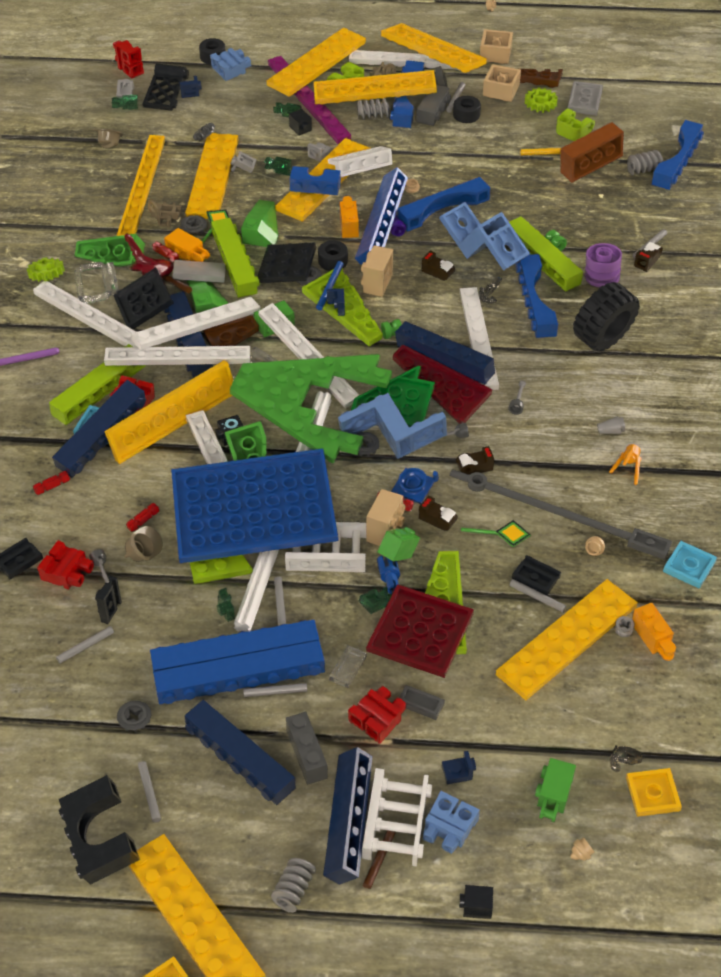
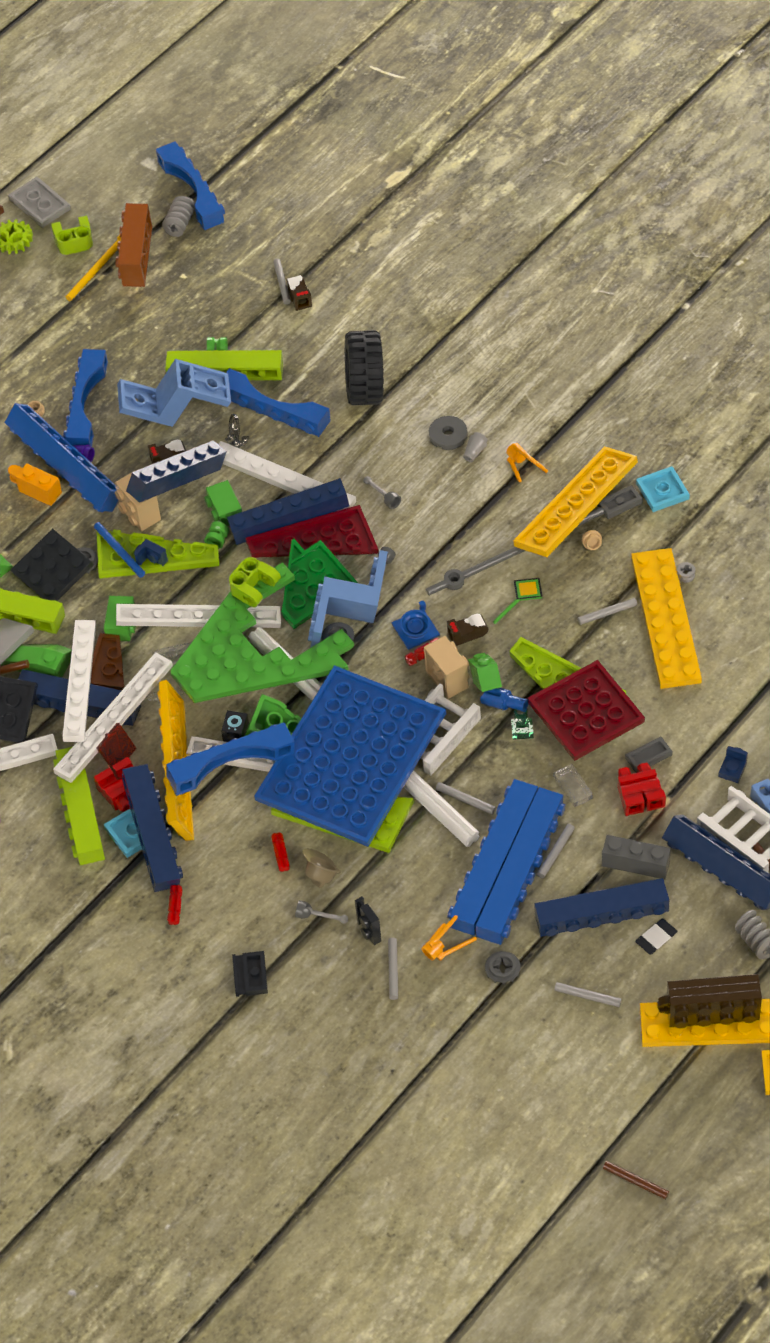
camera: 50 degrees left, 5 degrees up
(64, 566) = (291, 939): red hips -> none
(78, 811) = (630, 1065): black arch -> none
(119, 659) = (434, 946): none -> light orange plant
(151, 416) = (269, 743): none -> blue arch
(157, 372) = (116, 746): none -> clear red piece
(186, 883) = (712, 1001): none -> dark brown piece
(224, 605) = (441, 837): clear green plate -> none
(244, 810) = (656, 936): none -> sticker
(330, 253) = (74, 516): black tyre -> none
(352, 354) = (248, 579): none -> lime piece
(414, 270) = (176, 471): none -> dark blue brick
(424, 314) = (222, 501): none -> bright green brick
(476, 462) = (432, 565): dark brown leg -> none
(536, 575) = (588, 598): black plate -> none
(603, 264) = (287, 330): medium lavender wheel -> none
(611, 397) = (444, 424): none -> dark grey tile
(618, 512) = (575, 501): none -> yellow plate
(654, 631) = (711, 554): light orange brick -> none

